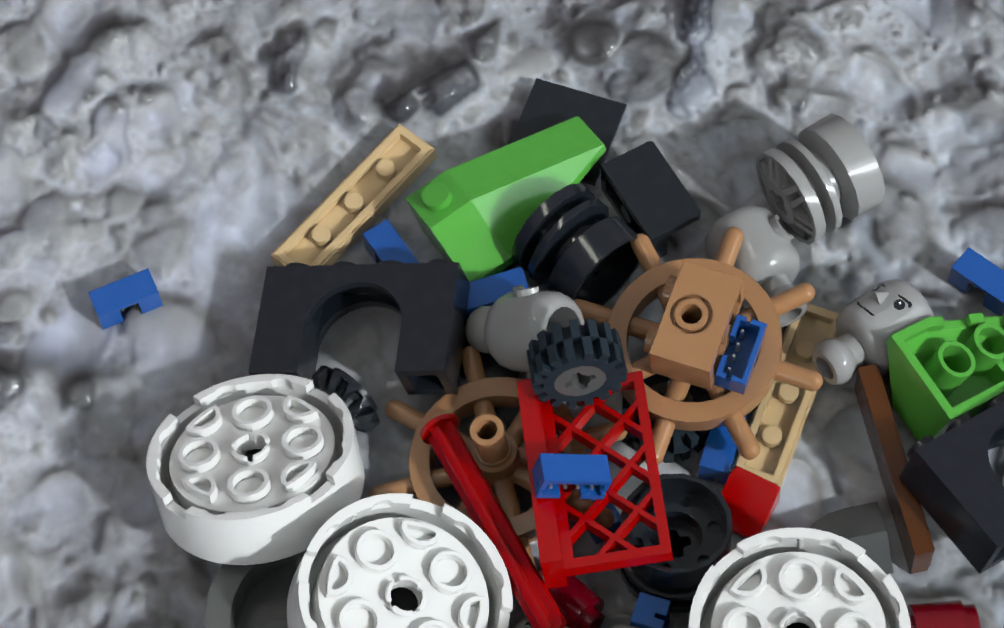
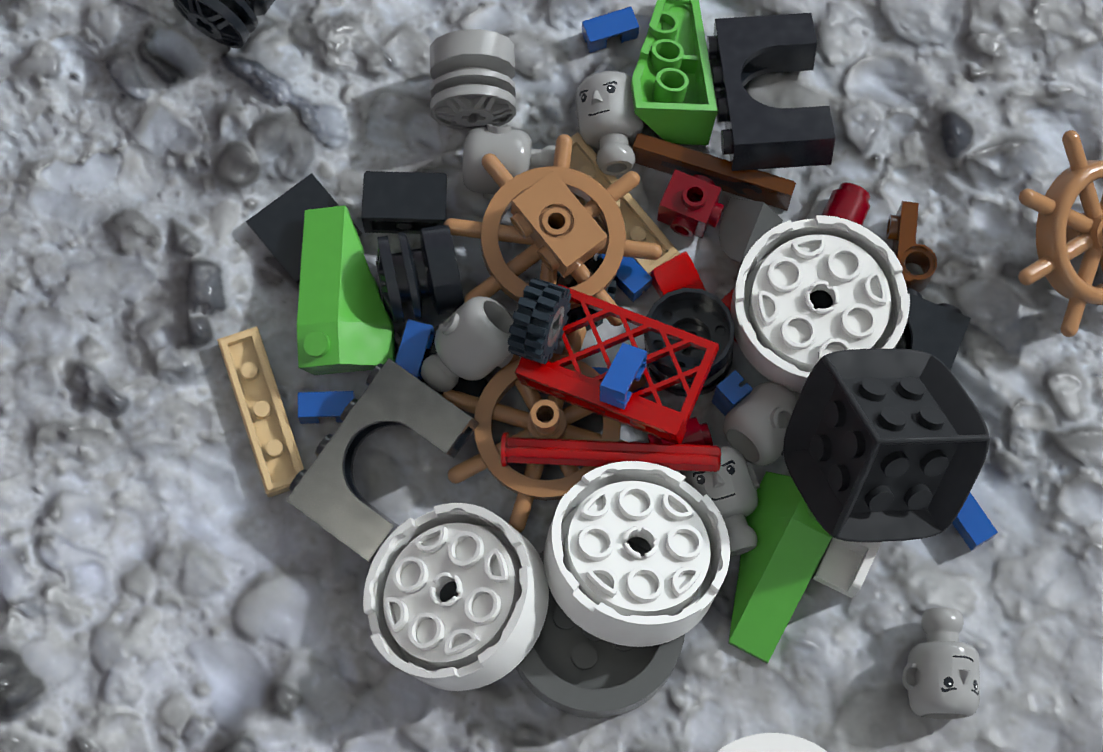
camera: 65 degrees left, 10 degrees up
(124, 293) = (229, 622): blue piece -> none
(355, 397) = (425, 499): black gear -> none
(741, 354) = (596, 207): blue piece -> none
(836, 462) = (690, 204): none -> dark red brick

